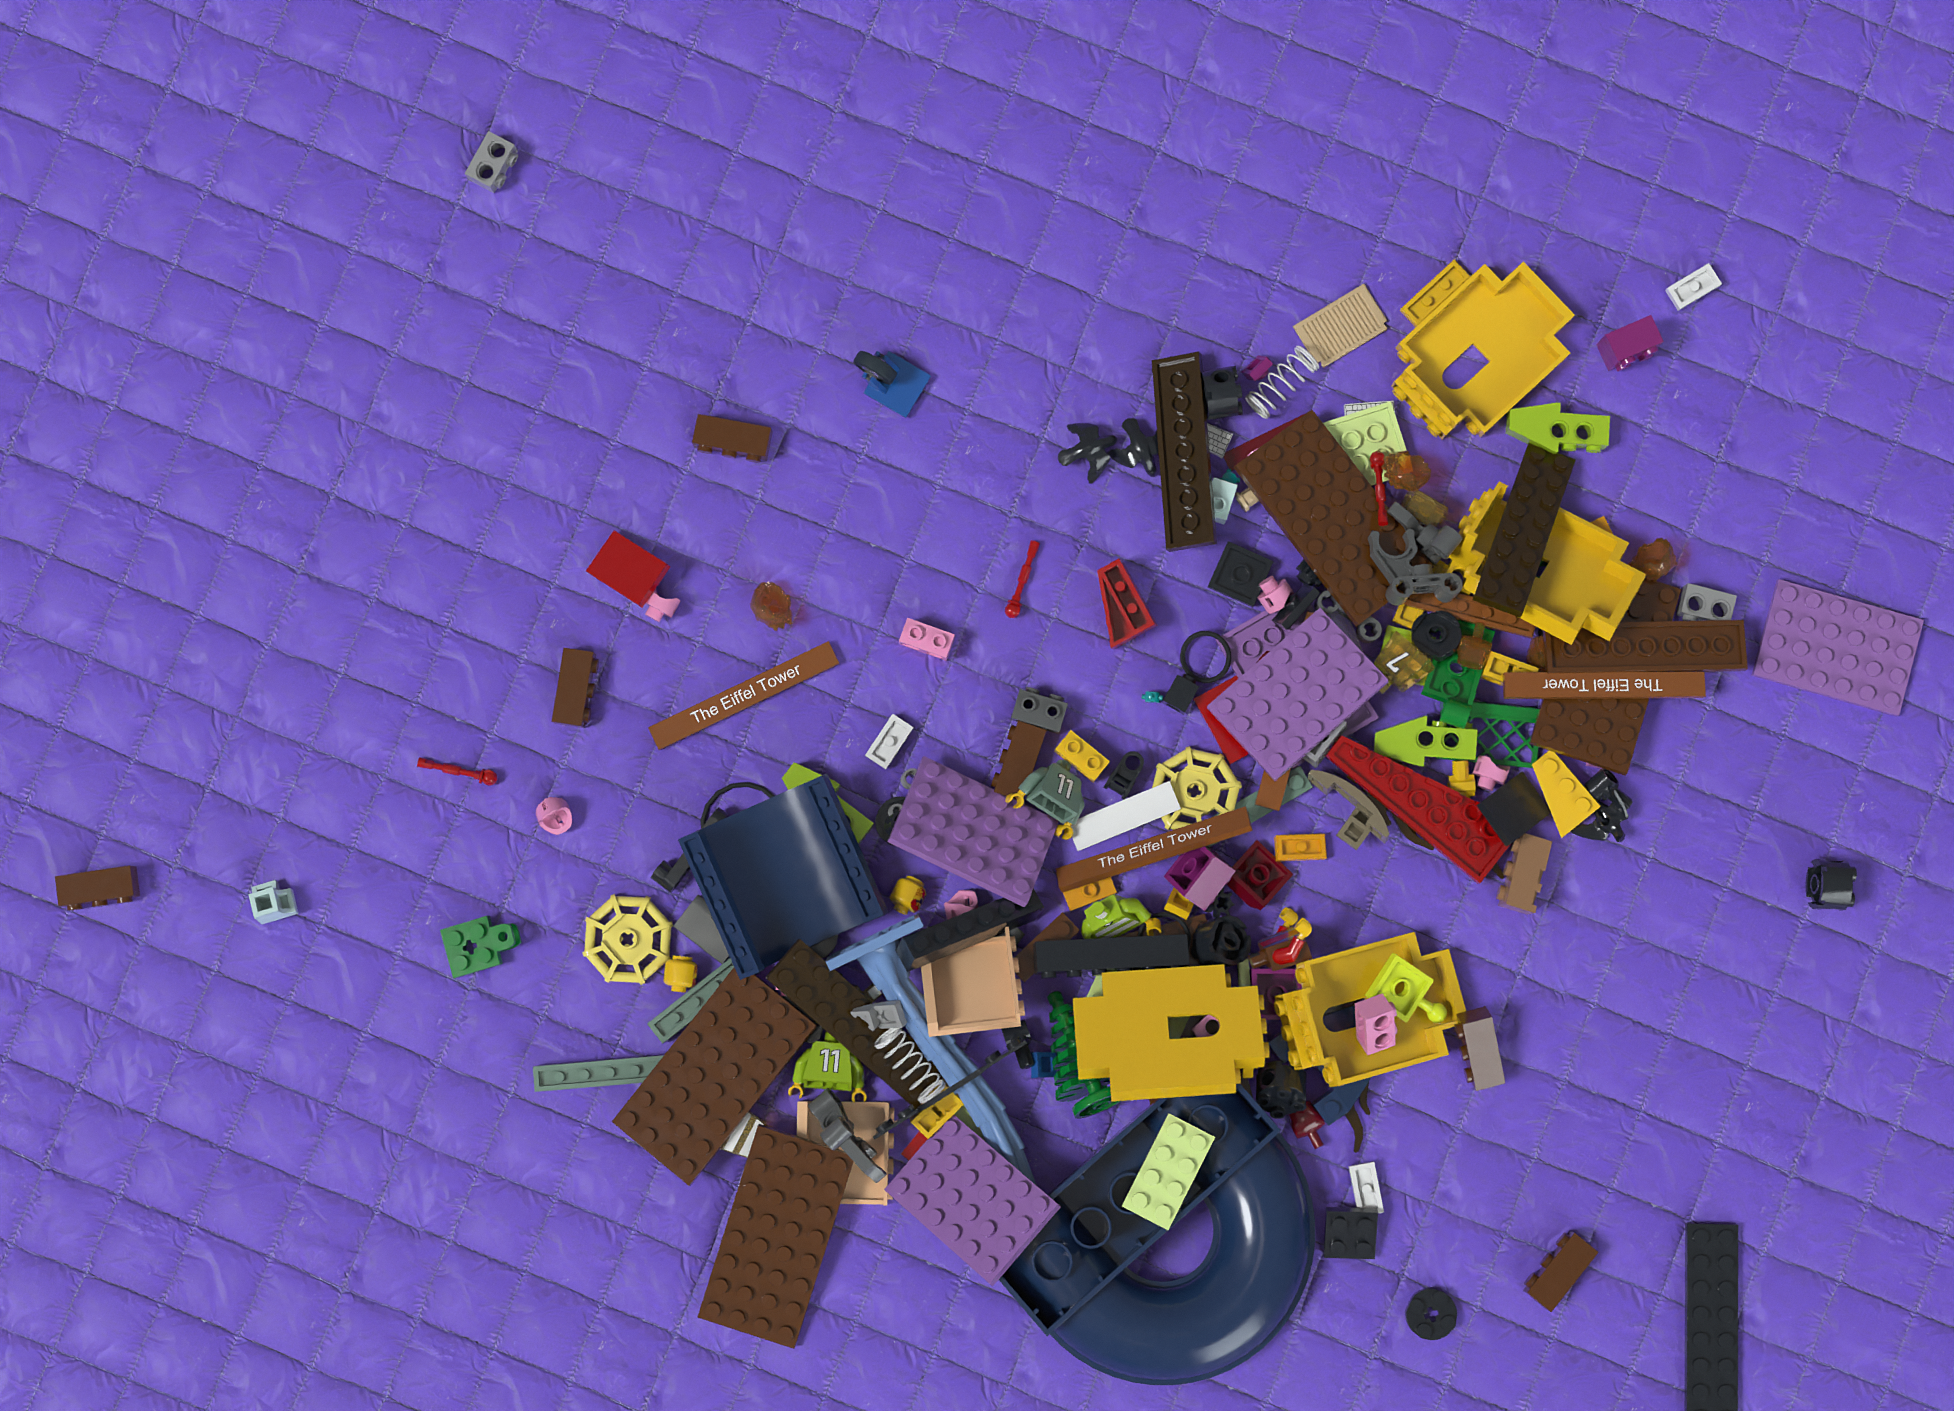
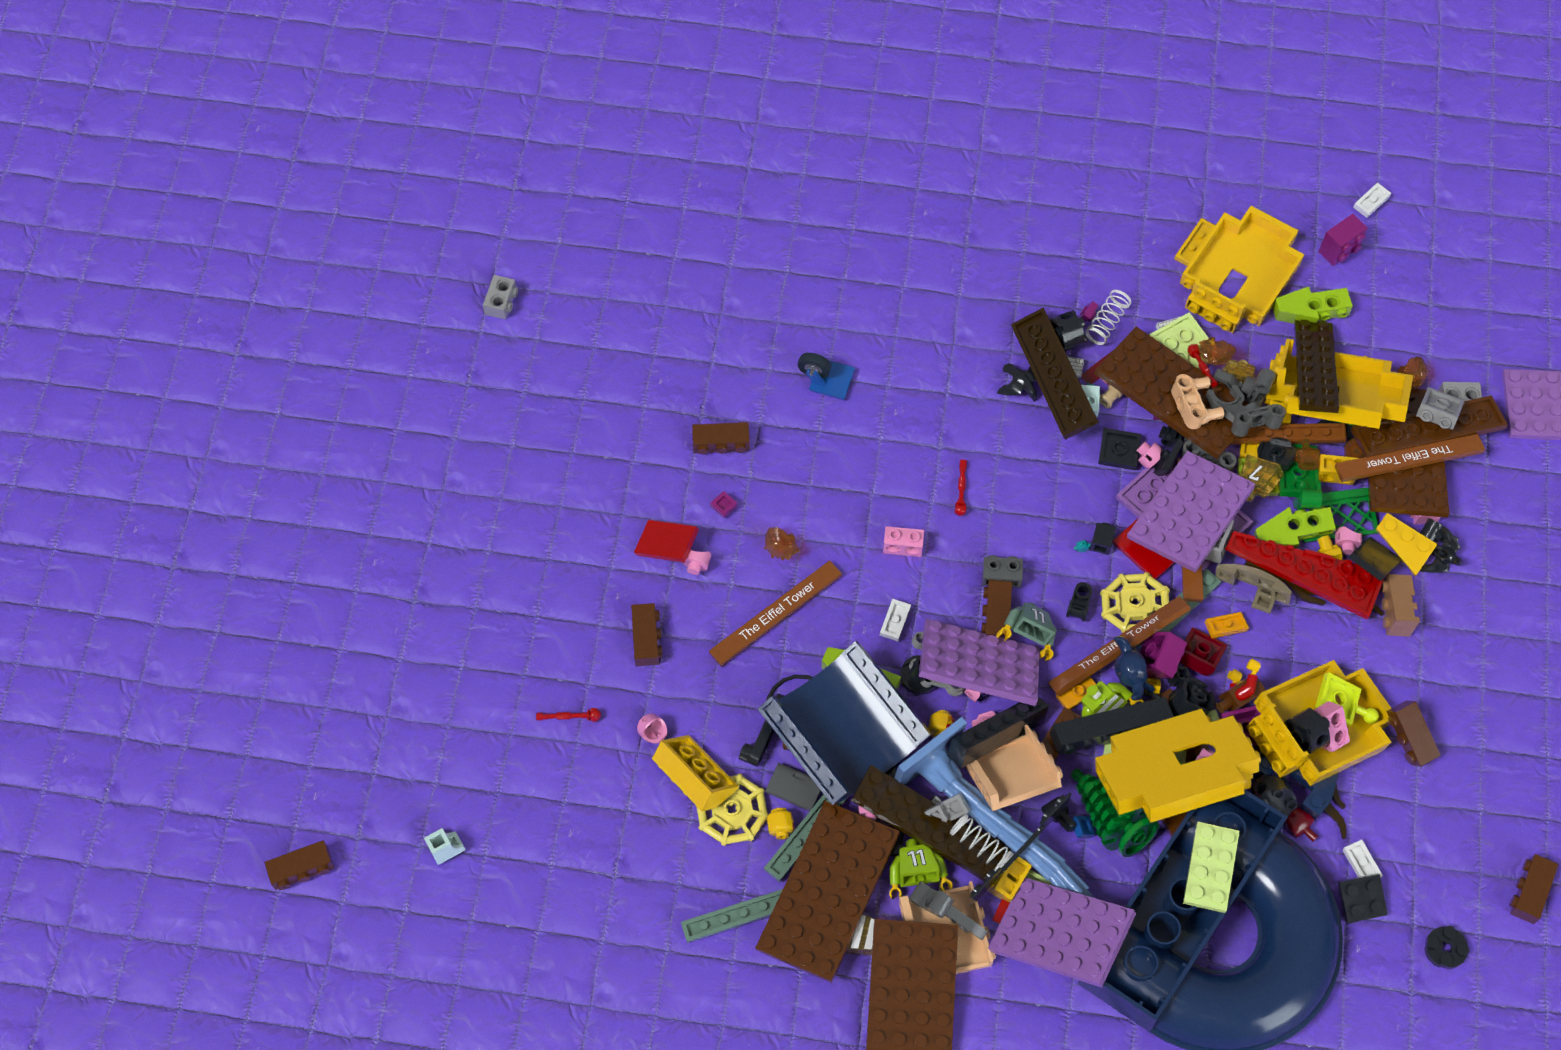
camera: 15 degrees left, 20 degrees down
(489, 942) = (623, 835): green plate -> none
(591, 885) = (694, 772): none -> yellow slope
(713, 532) = (723, 504): none -> magenta plate
(1082, 756) = (1044, 596): yellow brick -> none
(1090, 447) = (985, 387): black animal -> none
(1123, 604) = (1042, 485): red wedge -> none
(1124, 815) = (1088, 631): white sticker -> none
(1156, 887) = (1132, 668): none -> dark blue piece
(1227, 650) = (1117, 492): black tyre -> none
(1341, 326) = (1137, 276): tan window -> none
(1341, 544) = (1190, 403): none -> light nougat piece
(1342, 1028) = (1309, 730): none -> black brick
(1665, 629) = (1440, 408): none -> light grey plate

